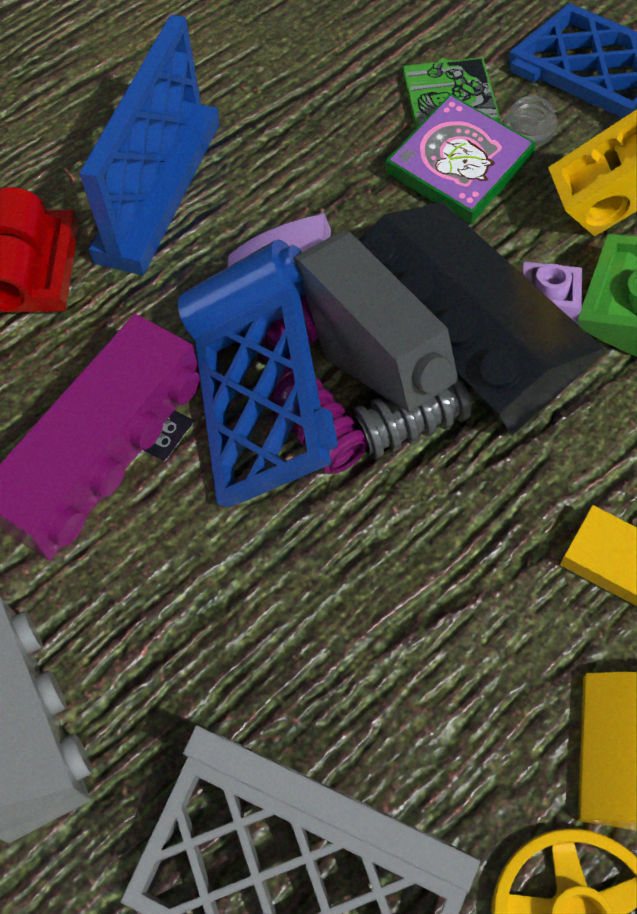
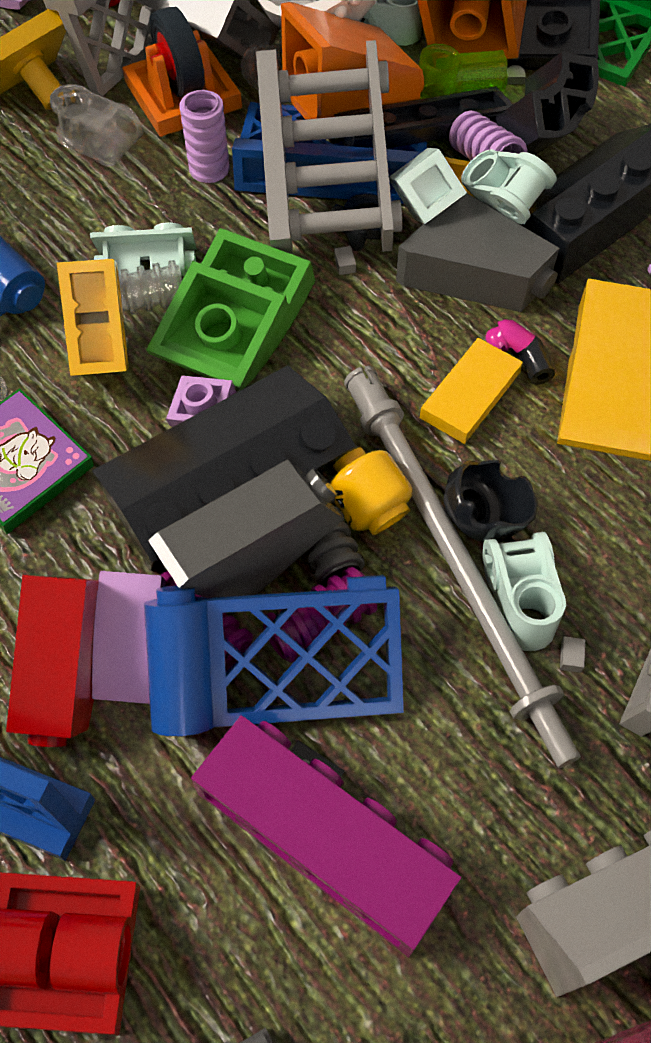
camera: 90 degrees left, 0 degrees up
(251, 198) = (53, 660): none -> red slope
(291, 680) = (572, 654): none -> light grey piece
(376, 614) = (526, 578): none -> light aqua piece
(464, 451) = (370, 490): none -> yellow head
(466, 572) = (488, 502): none -> black hair
(566, 465) = (382, 419): none -> light grey bar

